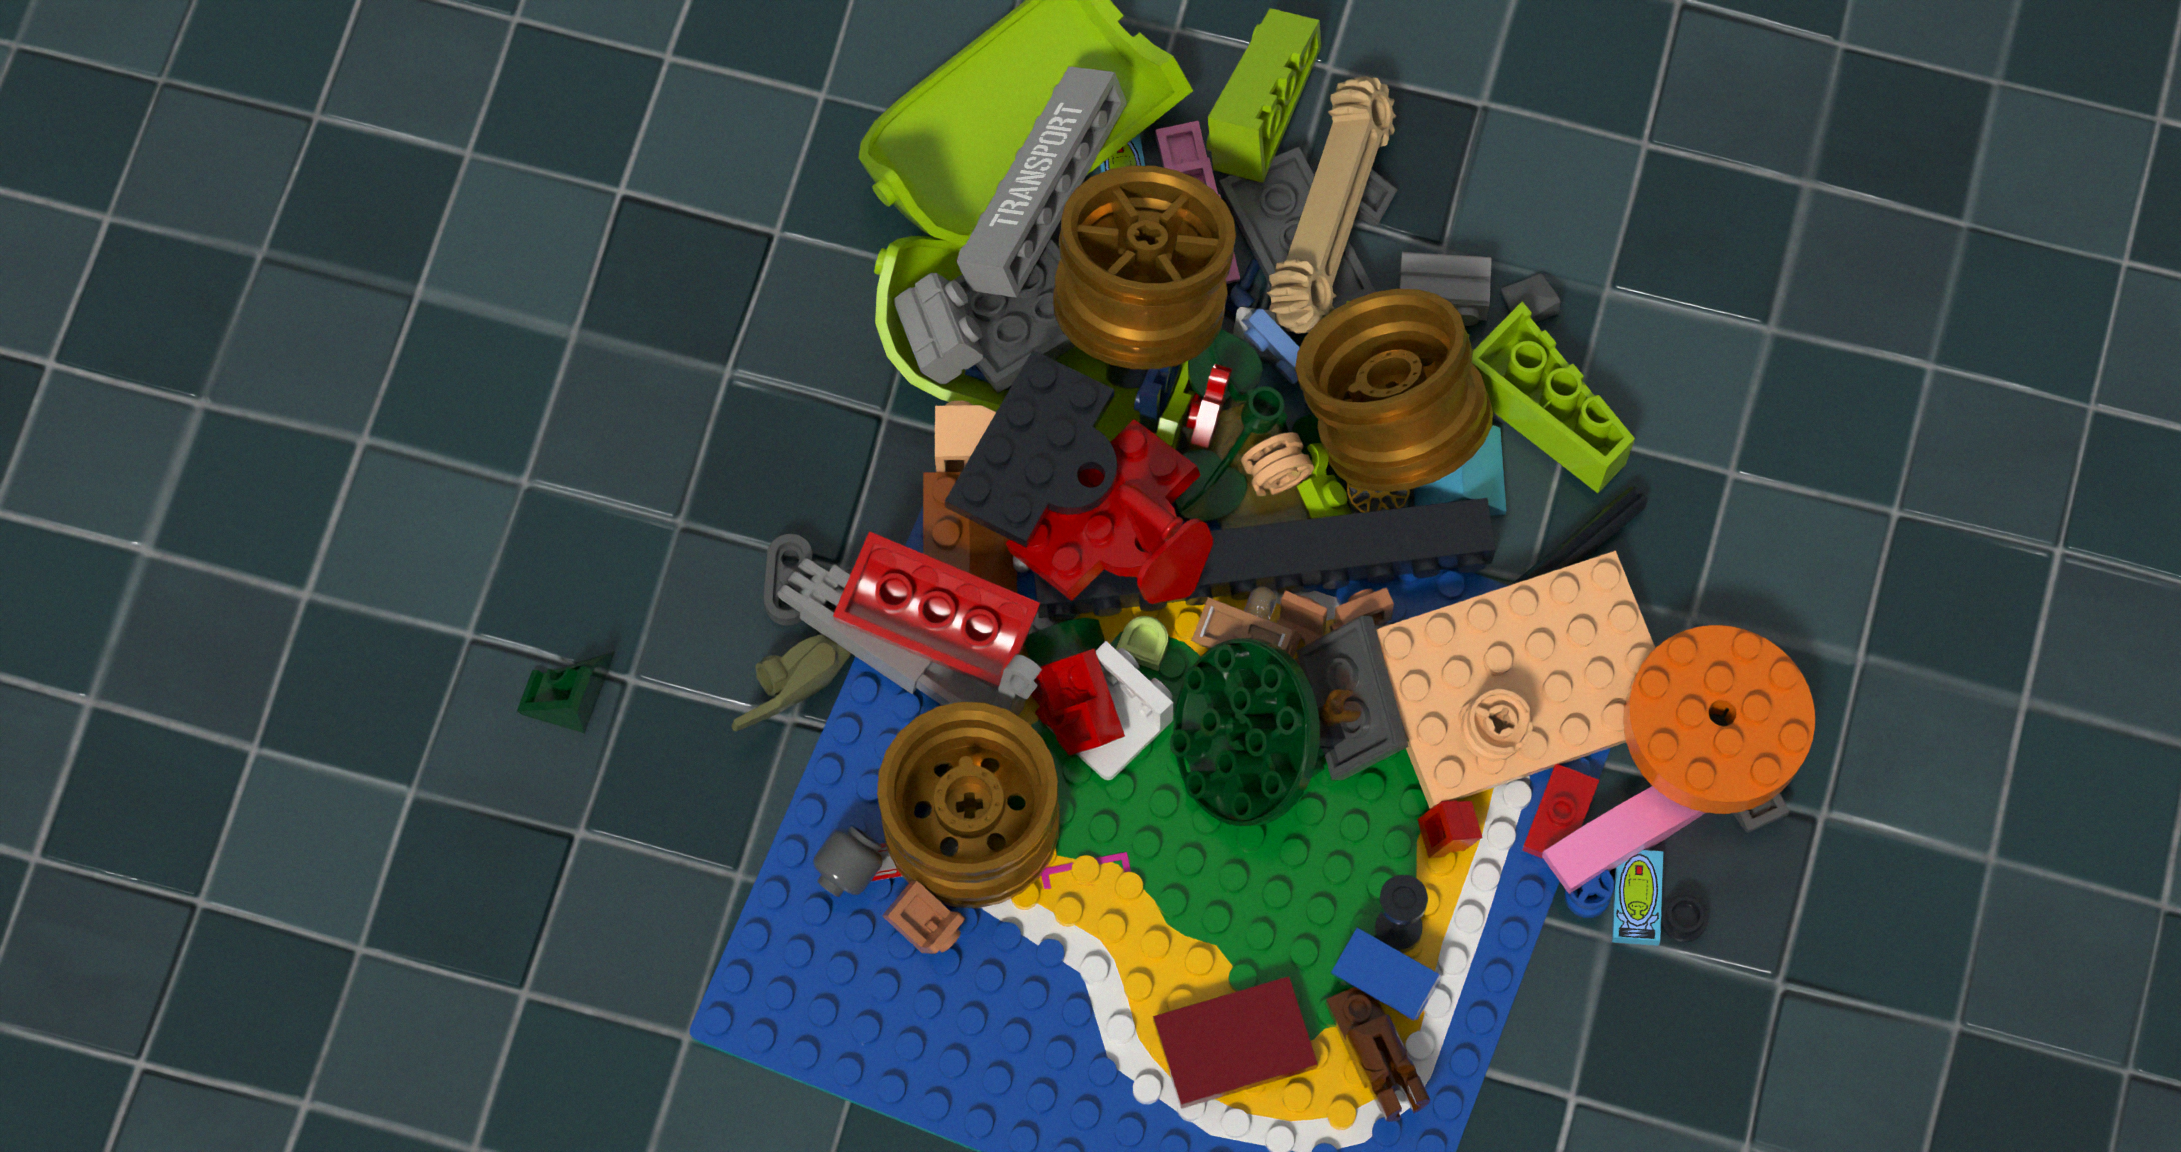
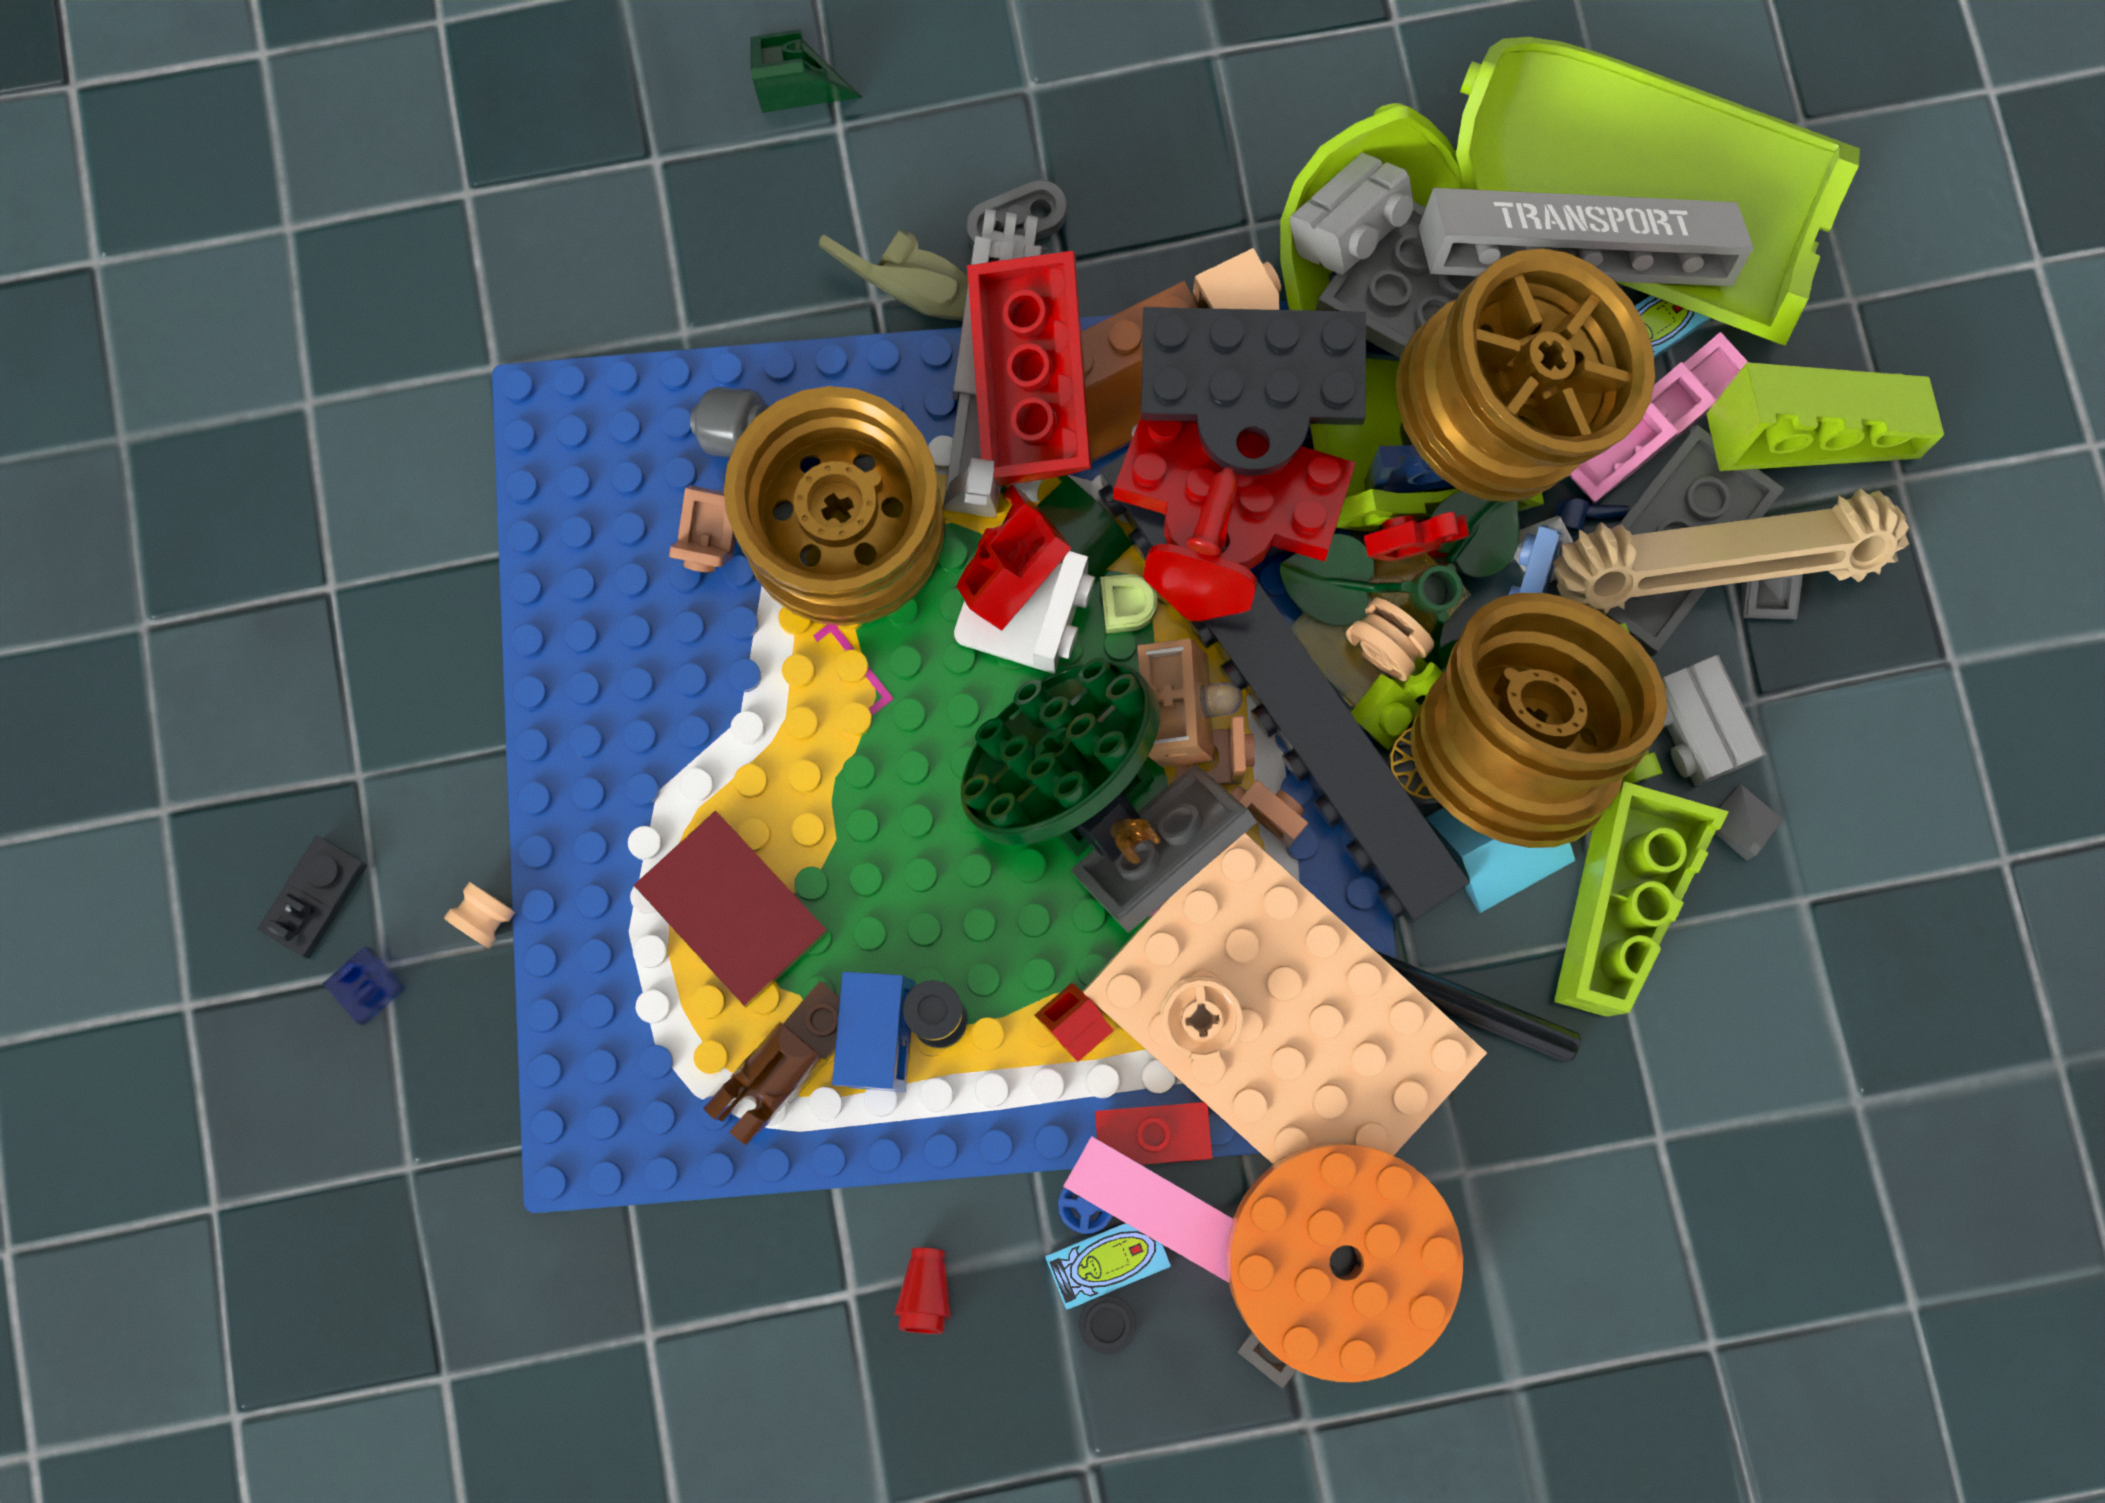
camera: 65 degrees right, 10 degrees up
(1599, 1037) = (924, 1293): none -> red cone

